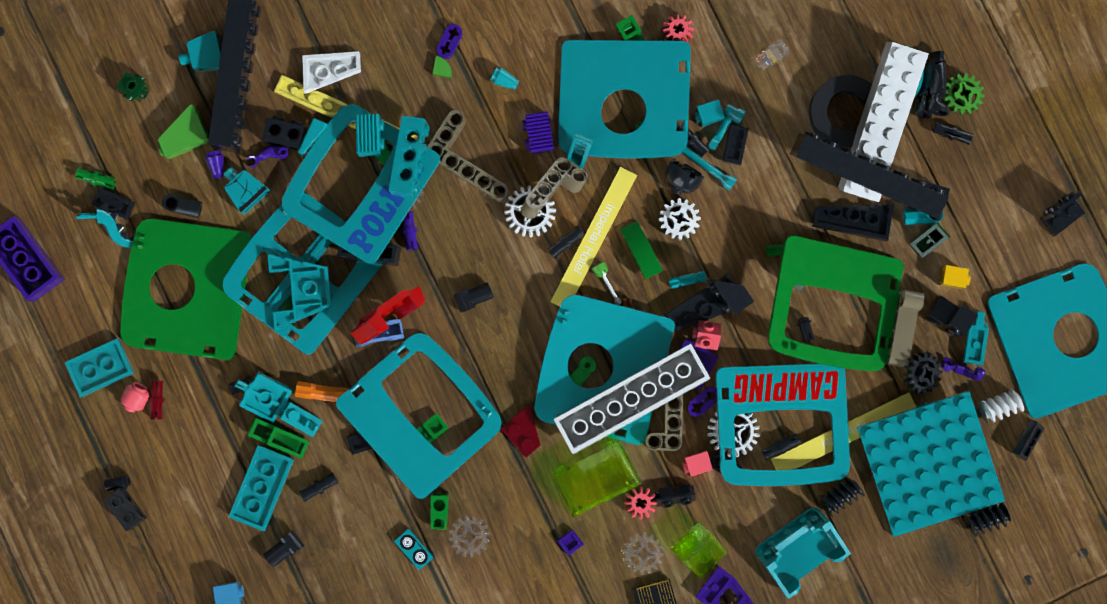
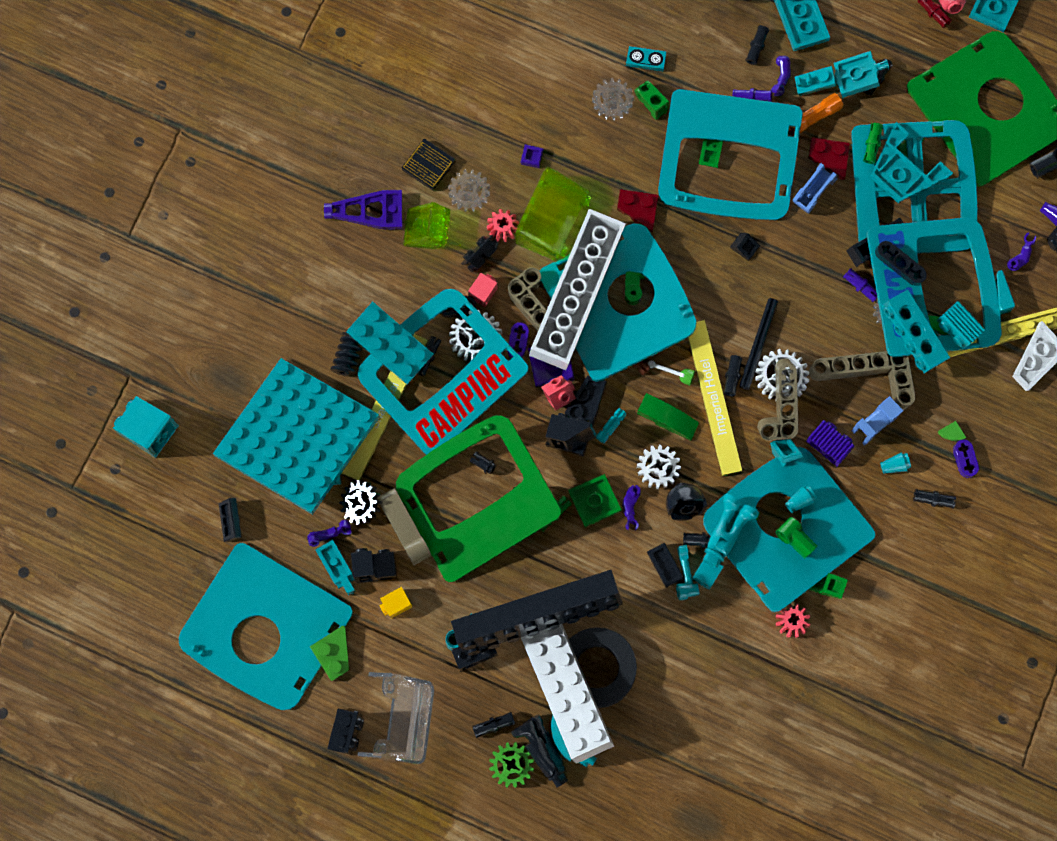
camera: 145 degrees right, 10 degrees down
(244, 190) = (1015, 212): teal torso -> none
(277, 437) = (820, 55): green slope -> none
(283, 137) = (1023, 276): black brick -> none
(306, 328) = (873, 143): none -> green pin
(313, 450) = (785, 69): none -> dark purple arm
(341, 351) = (831, 154): none -> dark red wing
(361, 447) = (762, 95): none -> dark purple pin
(369, 231) = (885, 258): none -> black beam
(373, 322) = (826, 175): red plate -> none
(469, 334) = (745, 245): none -> black slope
(470, 298) = (768, 272): black piece -> none
(490, 121) = (879, 419): none -> medium blue piece
(498, 32) = (934, 498): none -> black pin
(525, 251) = (758, 344): none -> black axle
(599, 107) = (801, 499): none -> teal cone
(628, 87) = (792, 533): none -> green piece
(686, 122) = (722, 541): none -> teal piece
(723, 211) = (628, 505): none -> dark purple arm
(726, 180) = (646, 530): teal piece -> none
(747, 233) = (594, 500): none -> green plate
(771, 55) = (698, 664): clear leg -> none
(800, 549) = (349, 285): teal windscreen -> none
(808, 474) = (389, 343): none -> teal brick
(857, 220) = (517, 581): black wing -> none
(930, 239) = (440, 617): dark green slope -> none
(988, 518) = (214, 429): black piece -> none
(1000, 405) = (272, 530): white piece -> none
(1015, 182) = (408, 719): none -> clear windscreen
(1028, 278) = (332, 653): none -> bright green wing
(1039, 565) = (145, 426): none -> teal slope

